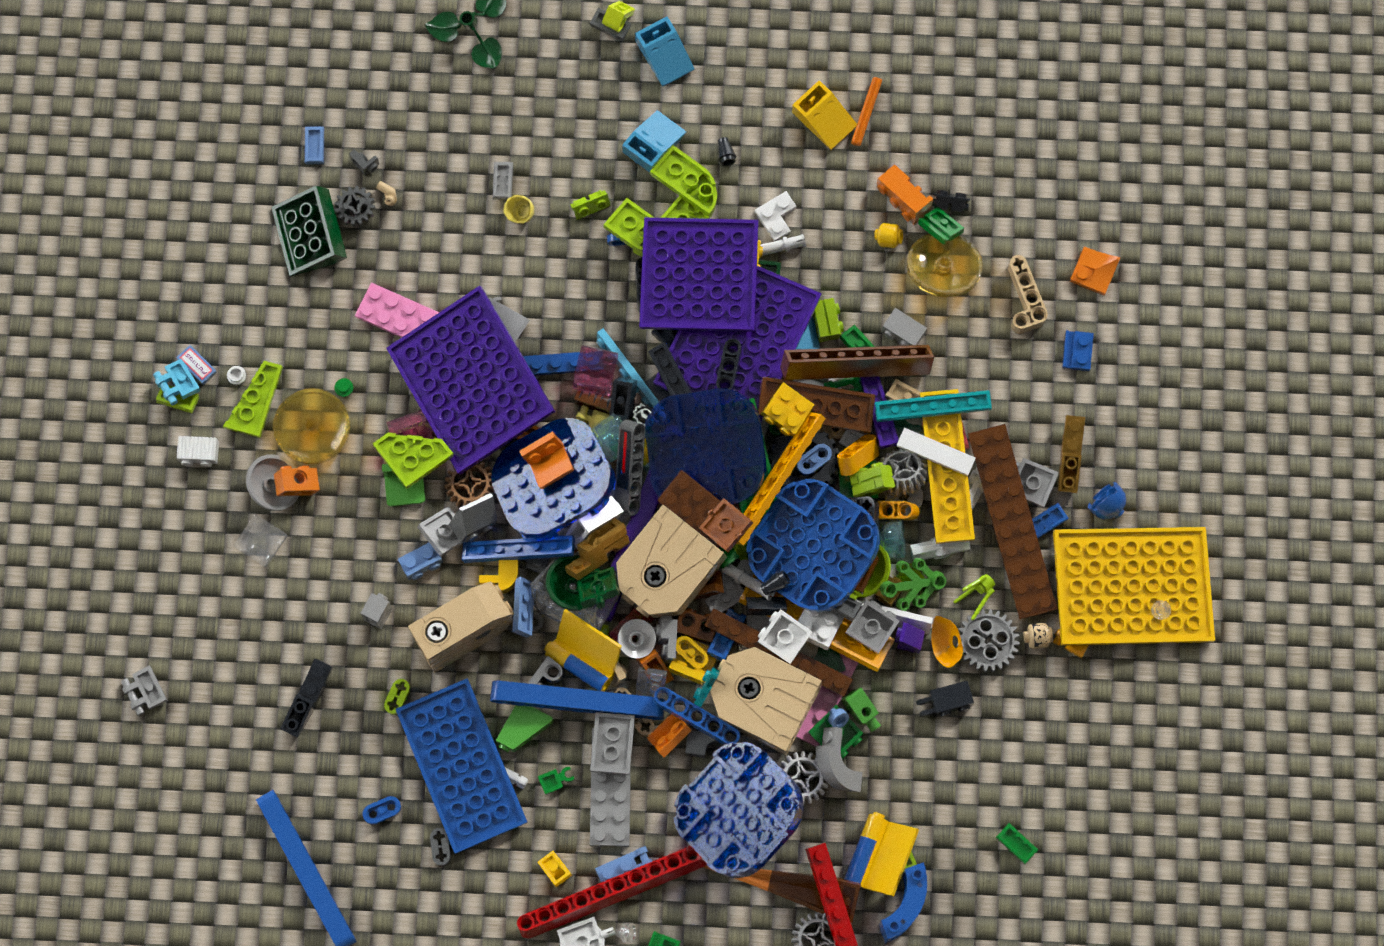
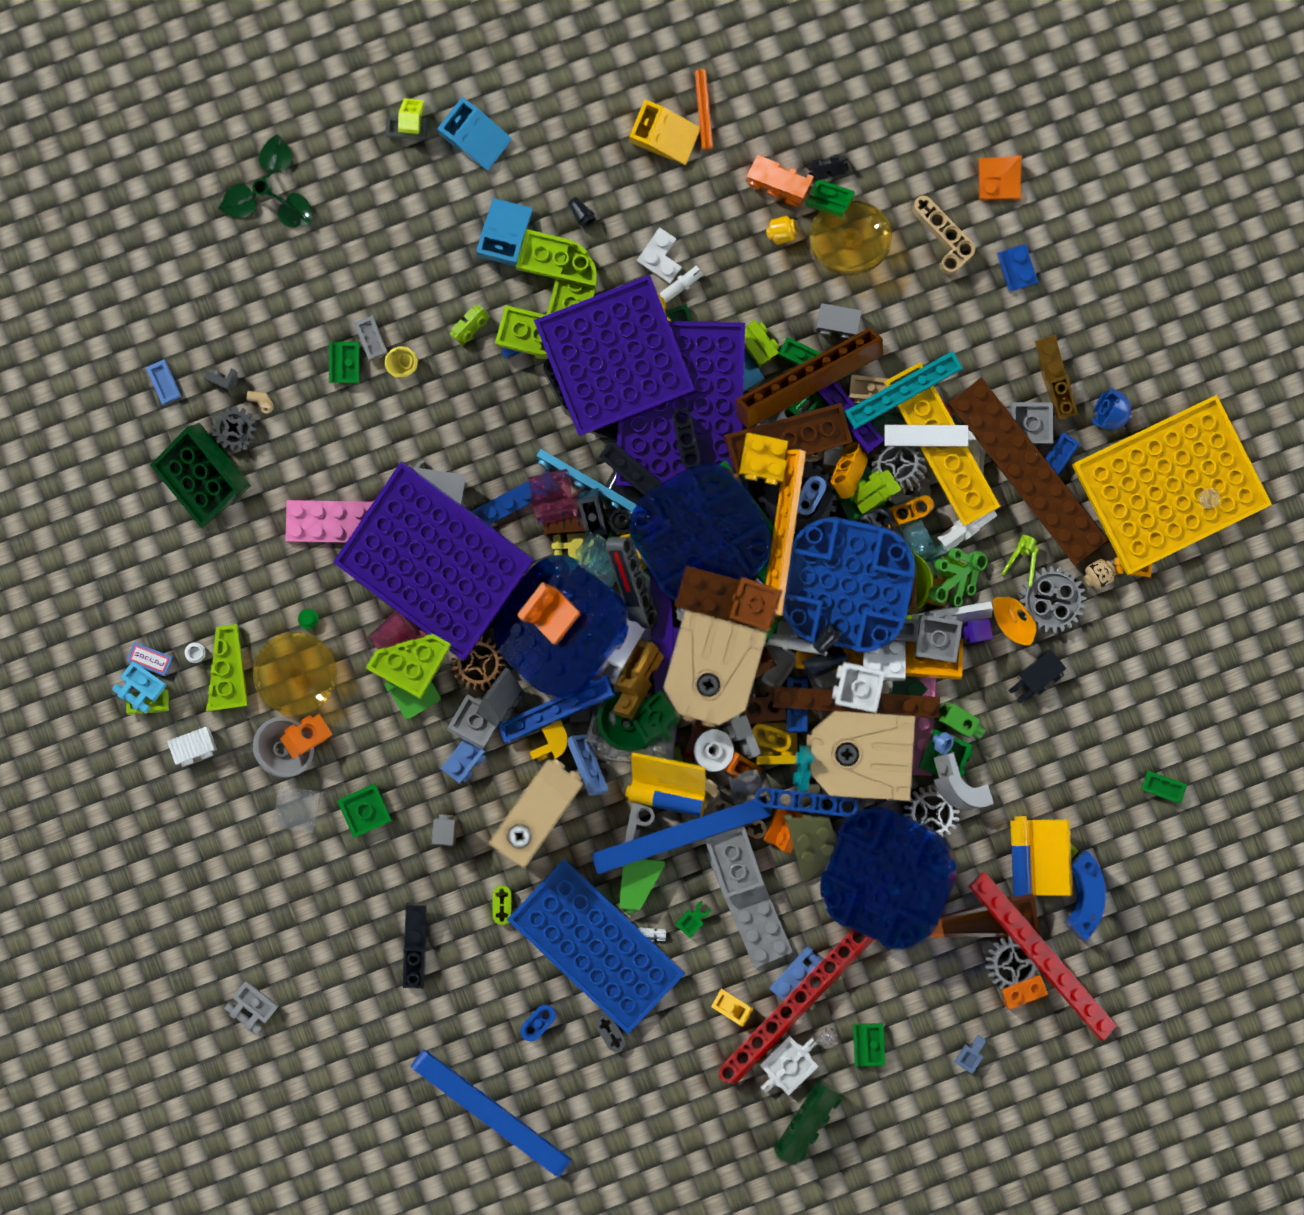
camera: 25 degrees left, 10 degrees up
(317, 566) = (364, 810): none -> green plate
(471, 191) = (344, 362): none -> green plate
(686, 755) = (812, 842): none -> olive wing

